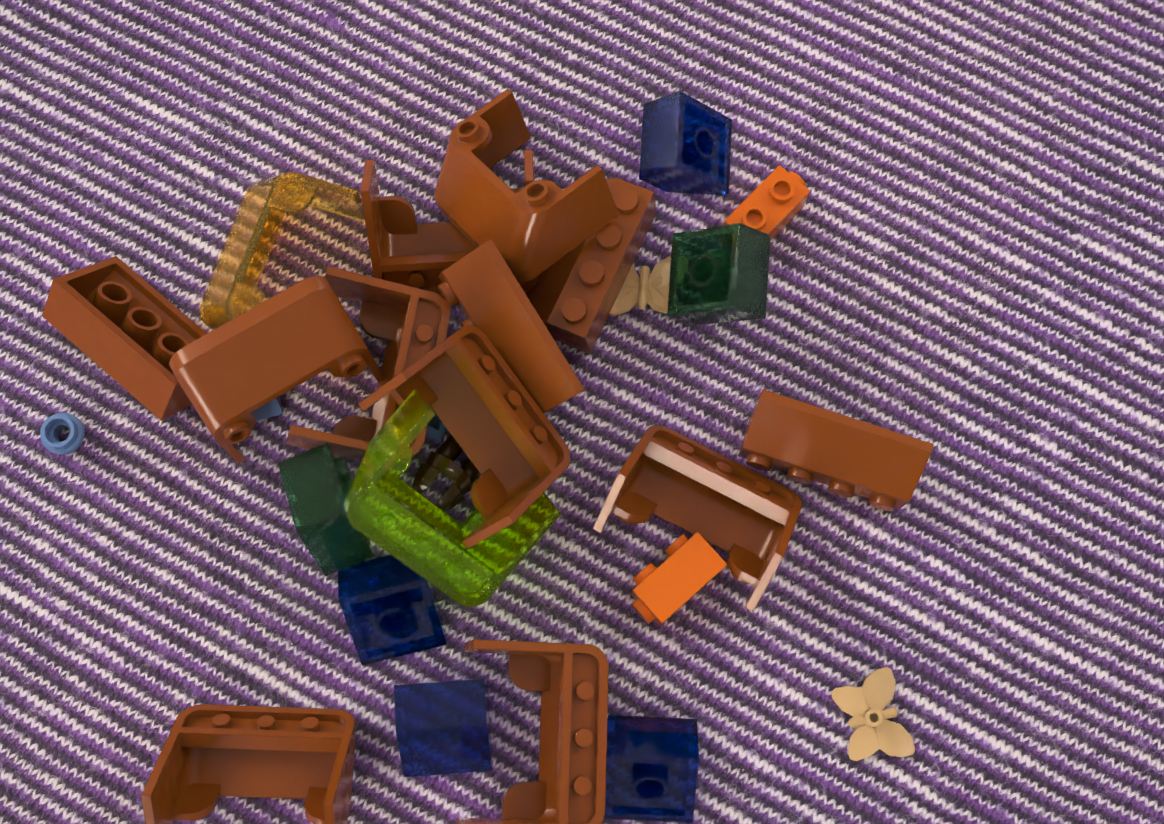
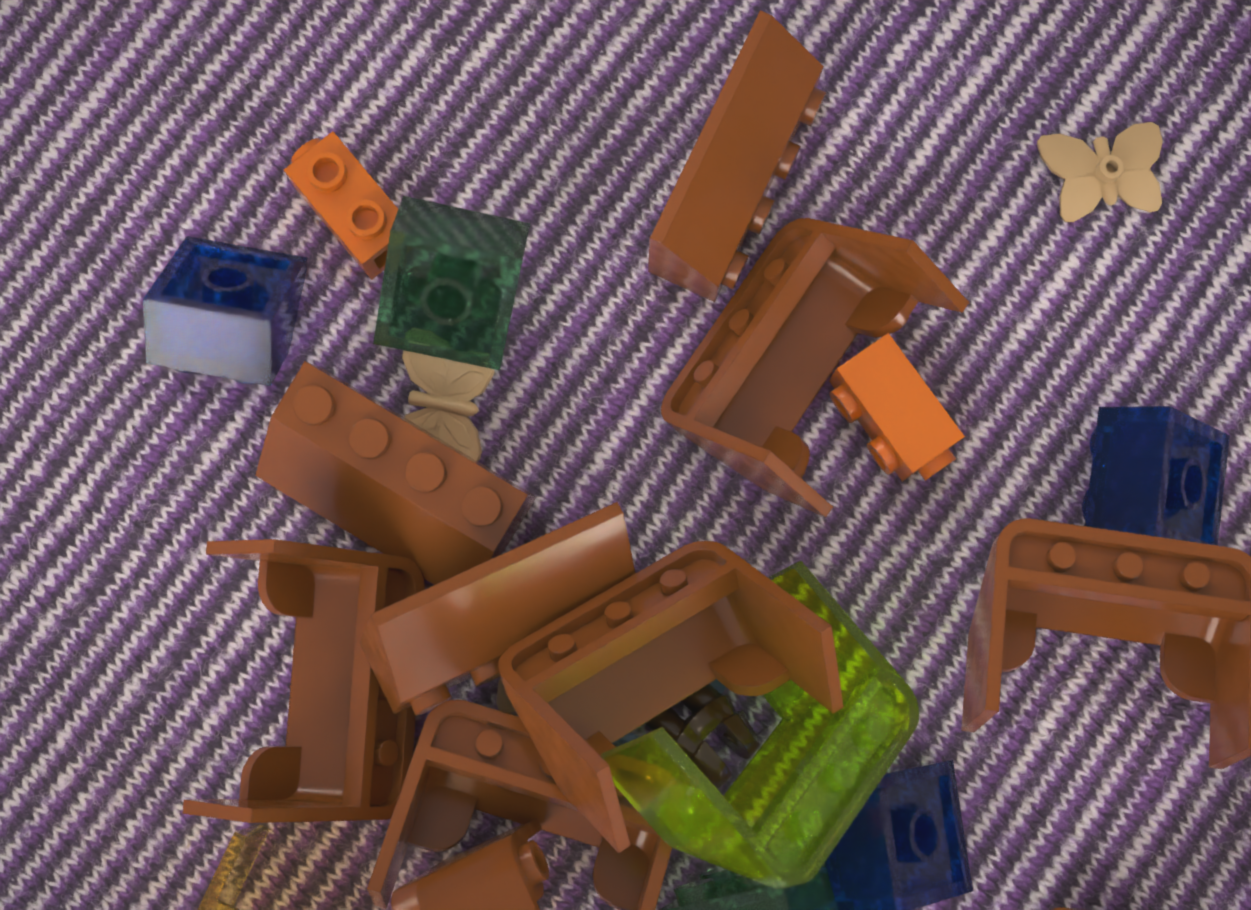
camera: 85 degrees left, 5 degrees up
(443, 727) = (1073, 774): clear blue slope -> none
(526, 226) = (347, 564): dark orange windscreen -> none

